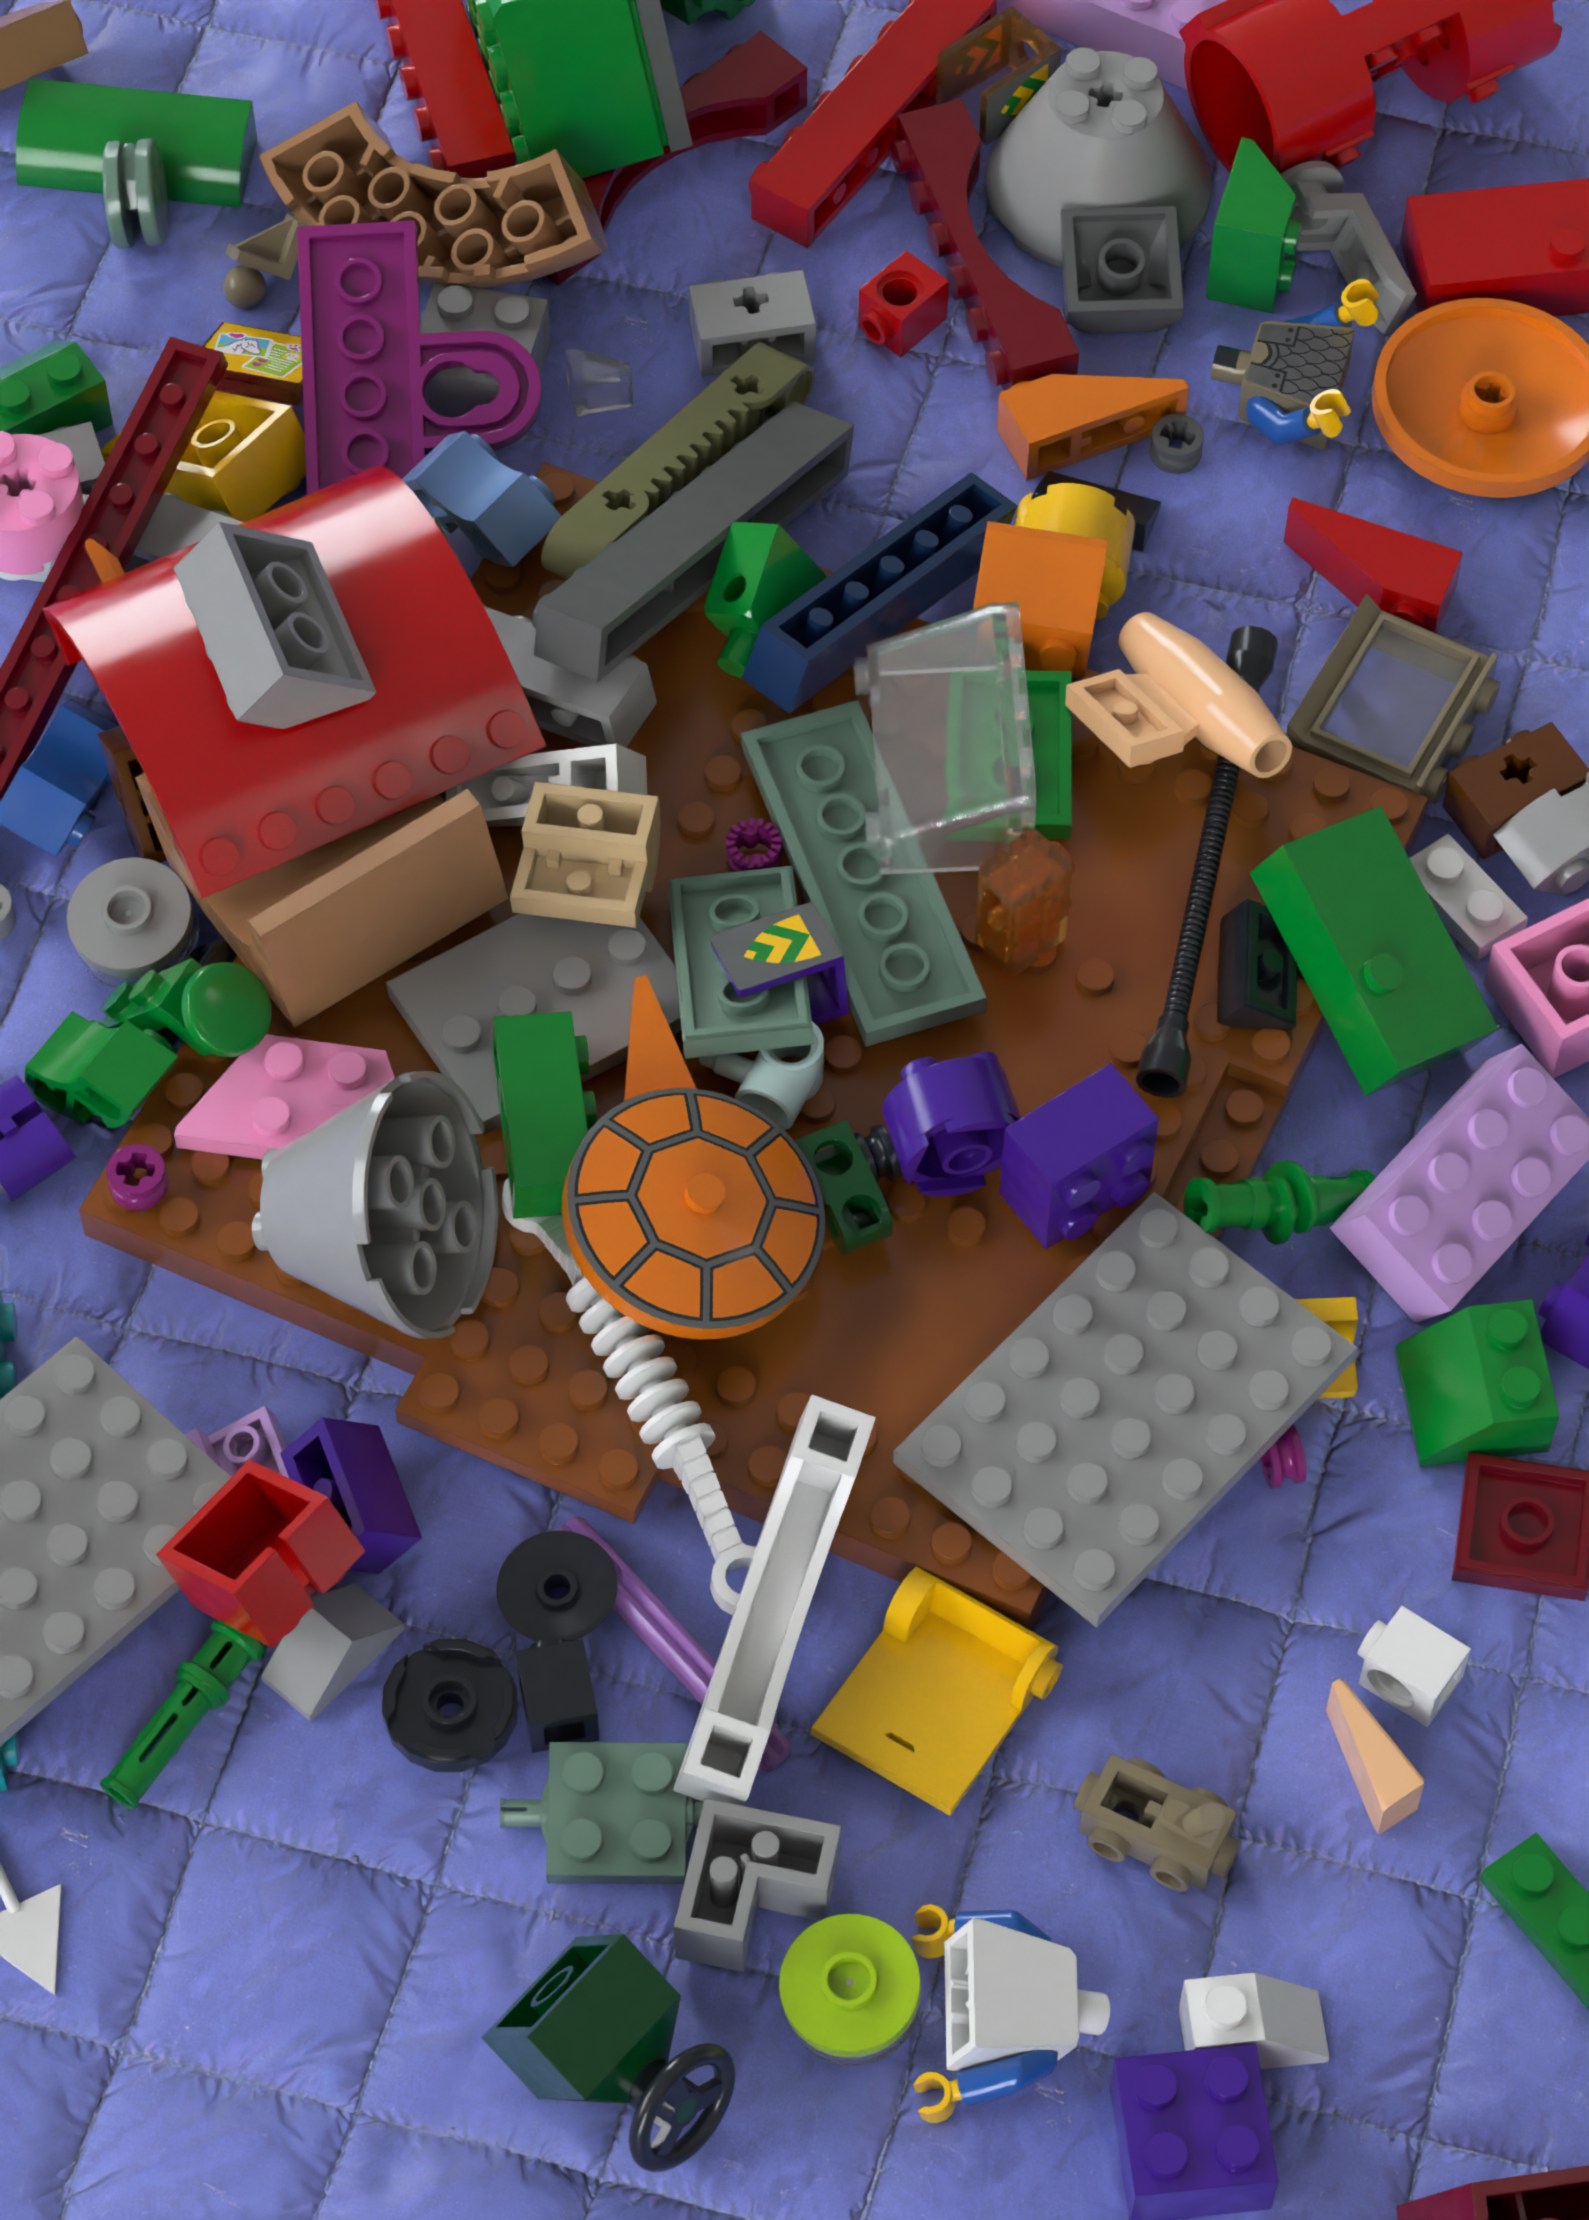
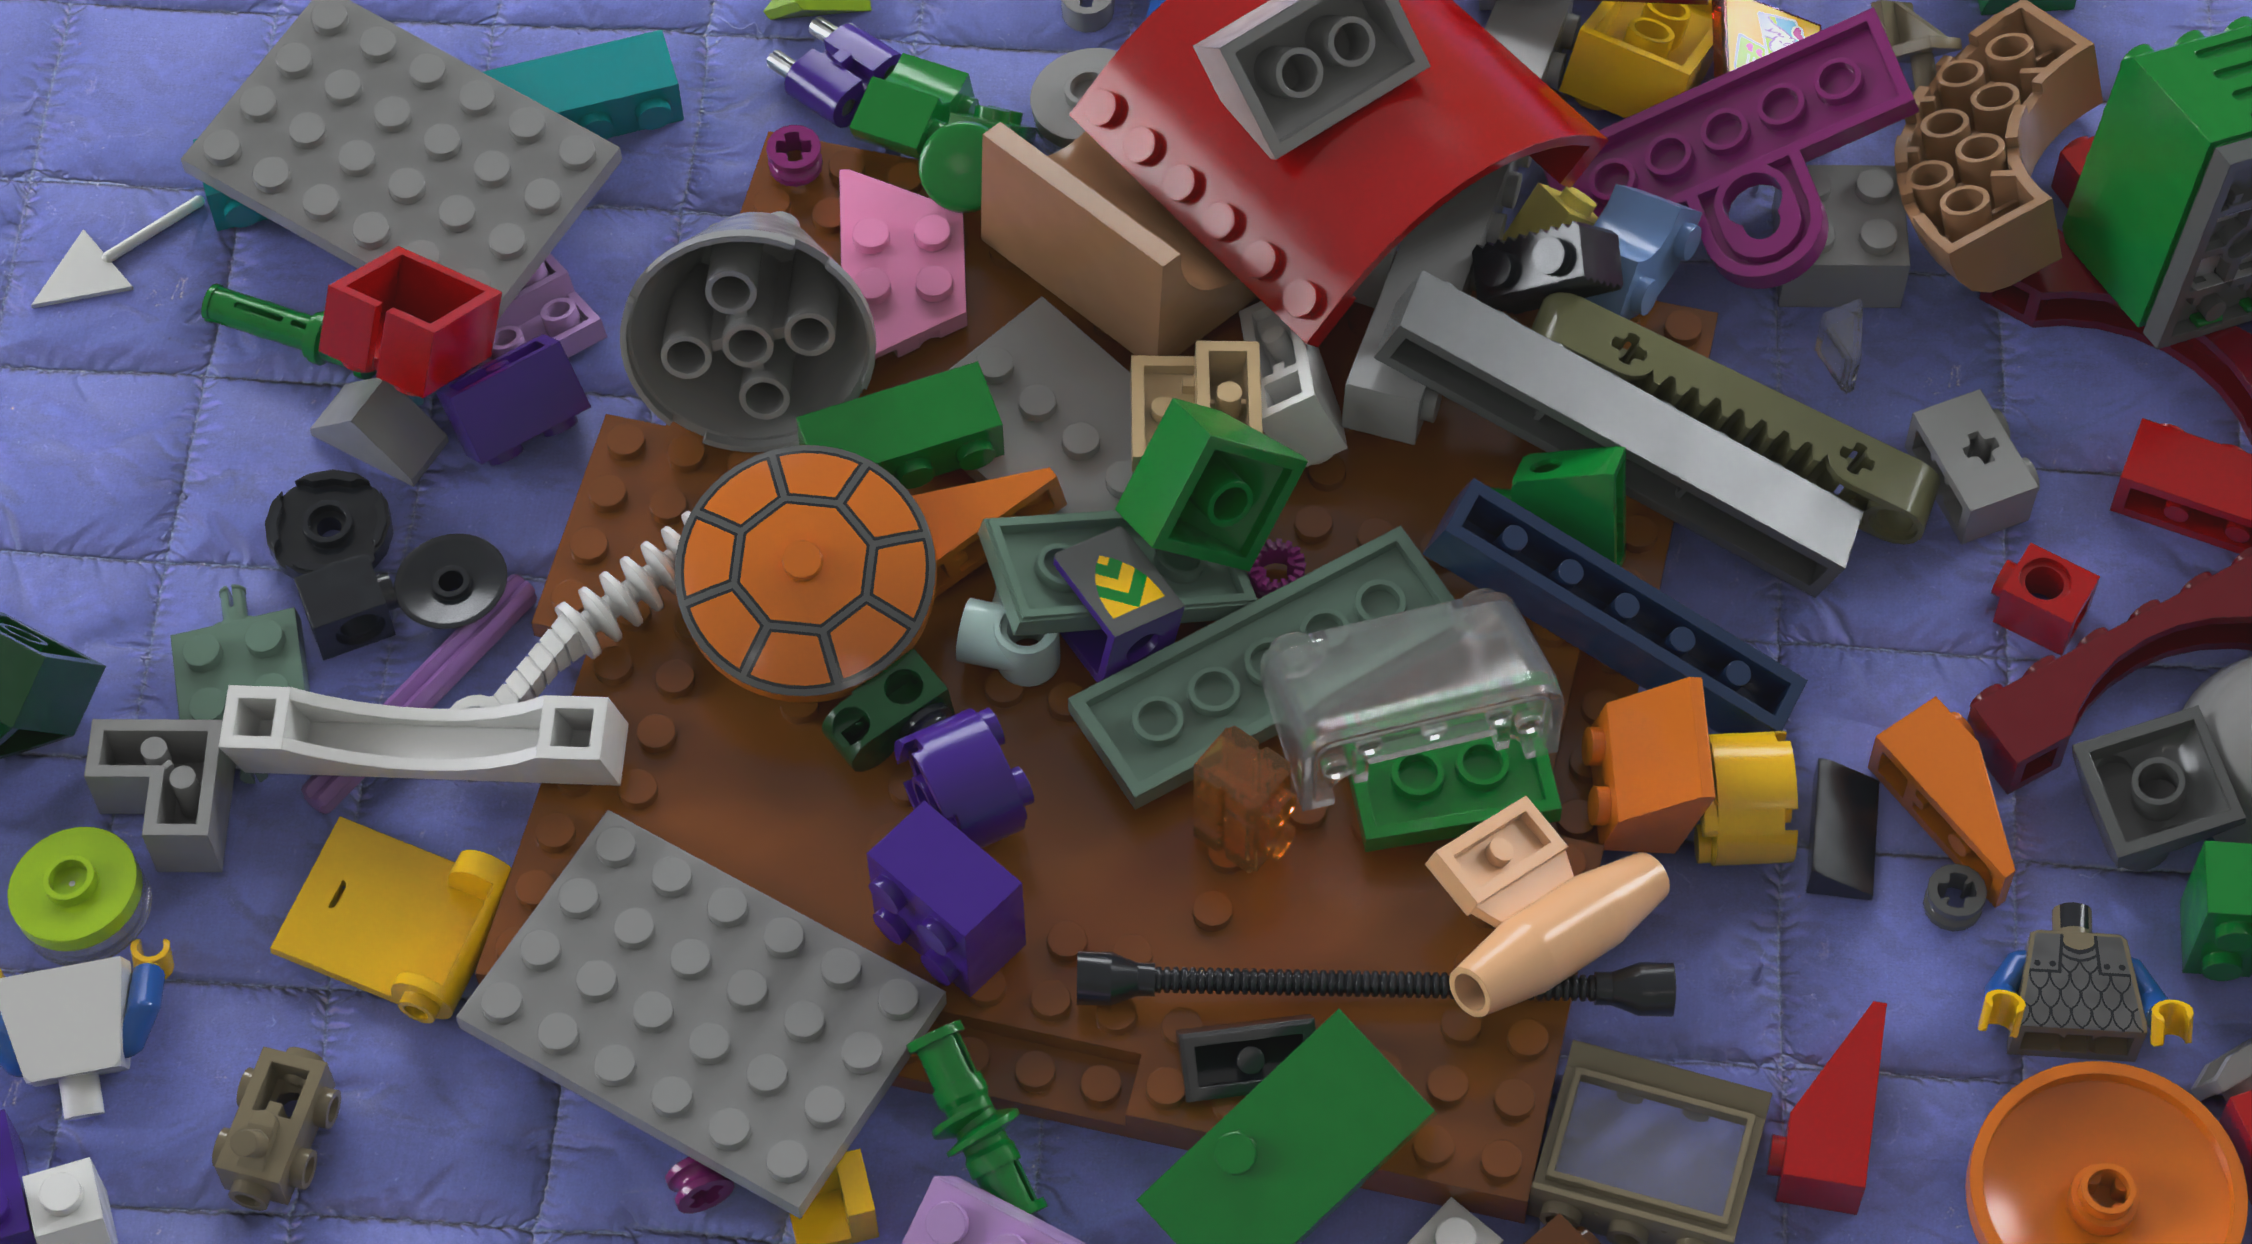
camera: 80 degrees right, 0 degrees up
(510, 543) = (1564, 259): none -> black brick
(693, 850) = (1209, 486): none -> green slope

